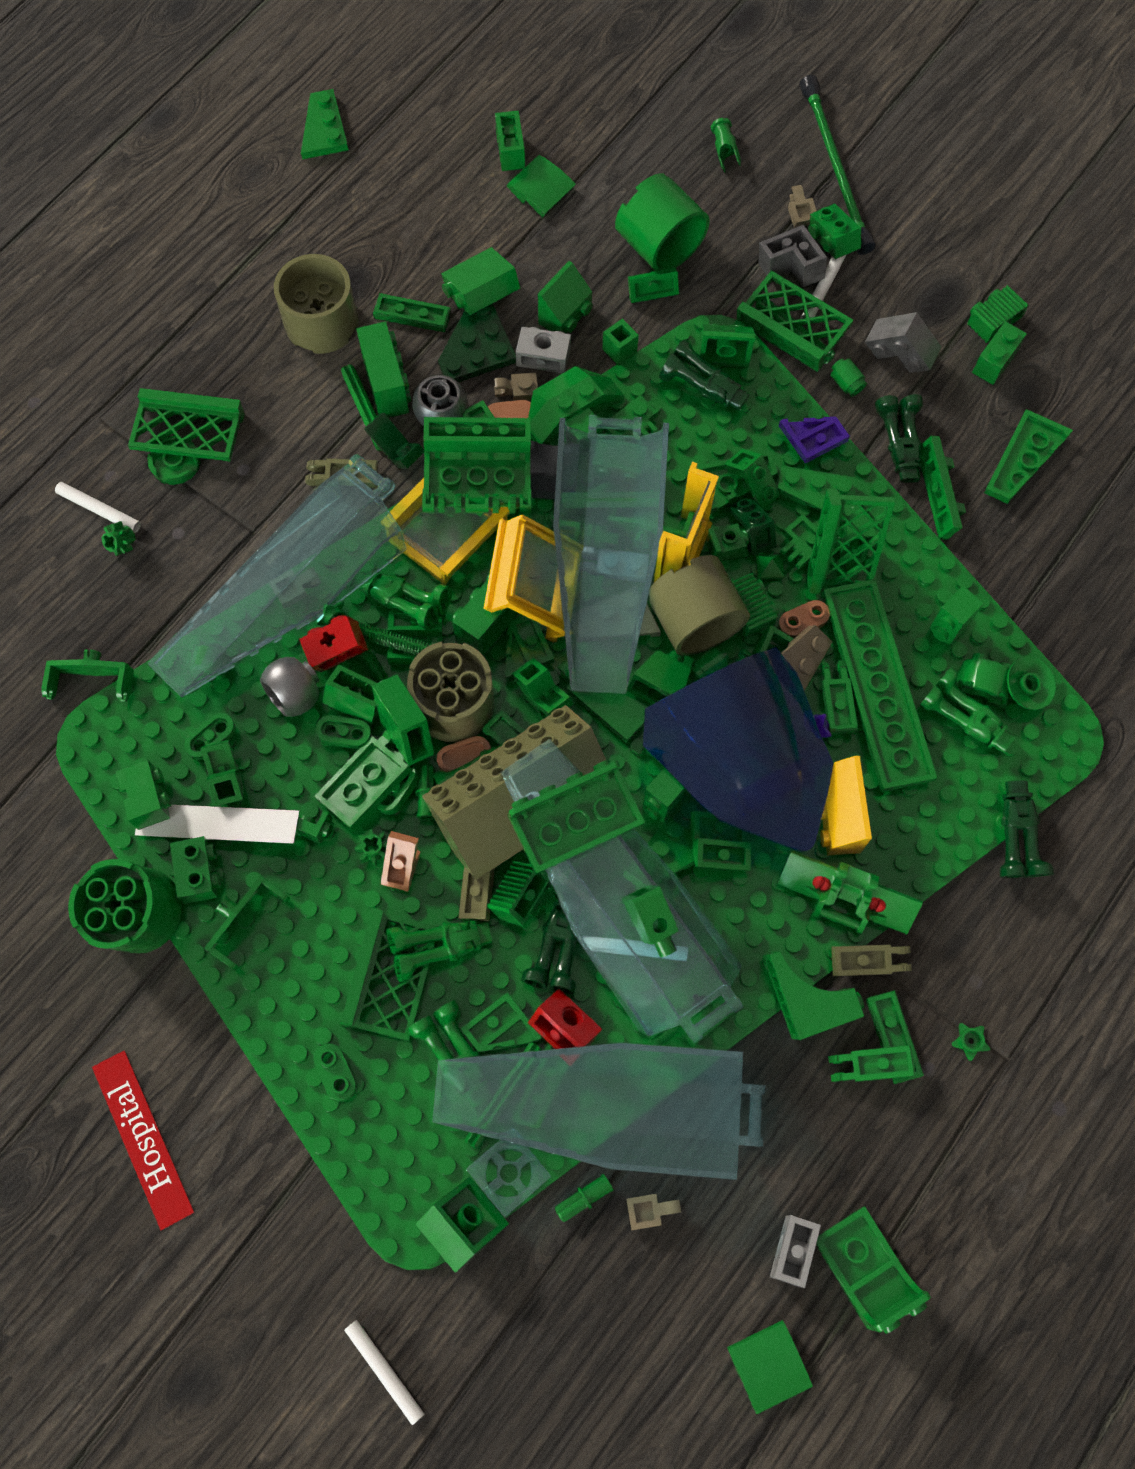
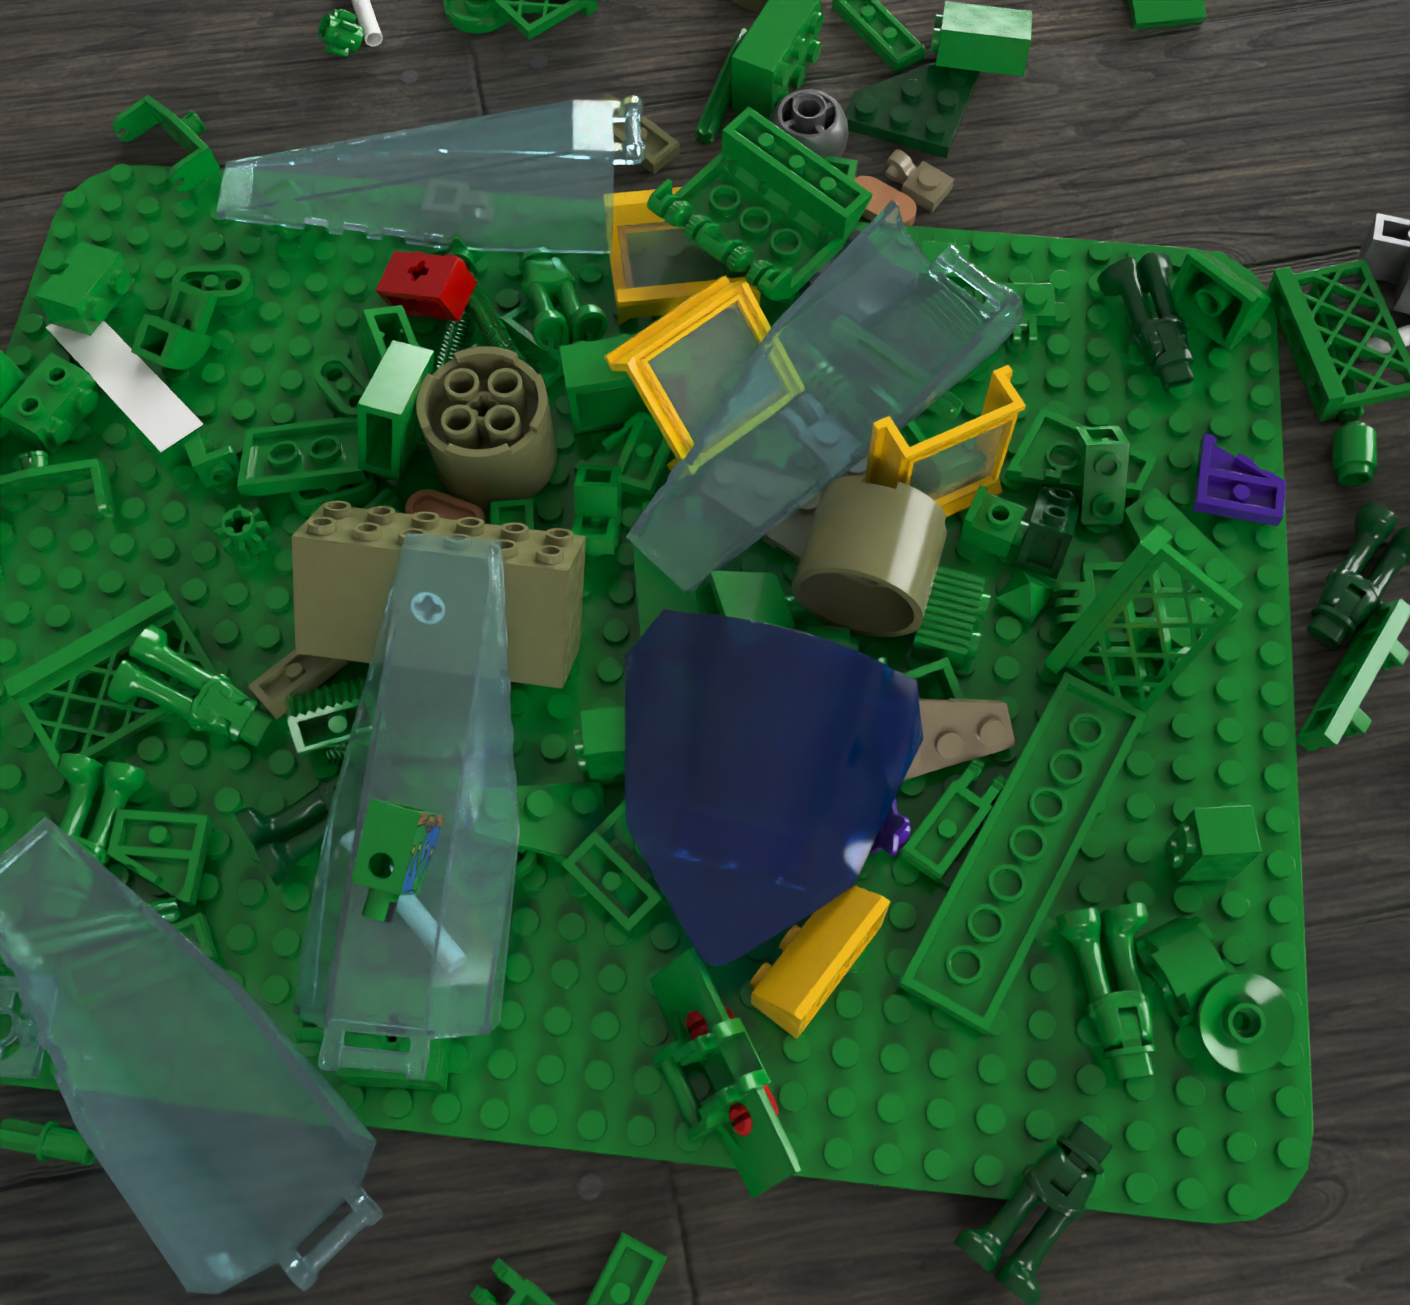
camera: 45 degrees right, 5 degrees down
(290, 685) = (335, 291): flat silver wheel -> none
(392, 442) = (710, 117): dark green bracket -> none
(400, 861) = (254, 570): nougat slope -> none
(551, 359) = (987, 160): light grey brick -> none
(564, 300) = (1061, 119): green slope -> none
(564, 1023) = (231, 883): red brick -> none
(568, 396) = (982, 221): green wedge -> none
(575, 816) = (432, 651): green bracket -> none
(620, 342) = (1087, 209): green brick -> none
(646, 1211) = (93, 1230): dark tan plate -> none
(653, 285) = (1193, 179): green hinge -> none
(662, 222) = (1266, 110): green brick -> none
(804, 617) = (1008, 688): nougat plate -> none
(807, 1007) = (531, 1173): green arch -> none
(867, 960) = (668, 1184): olive hinge -> none

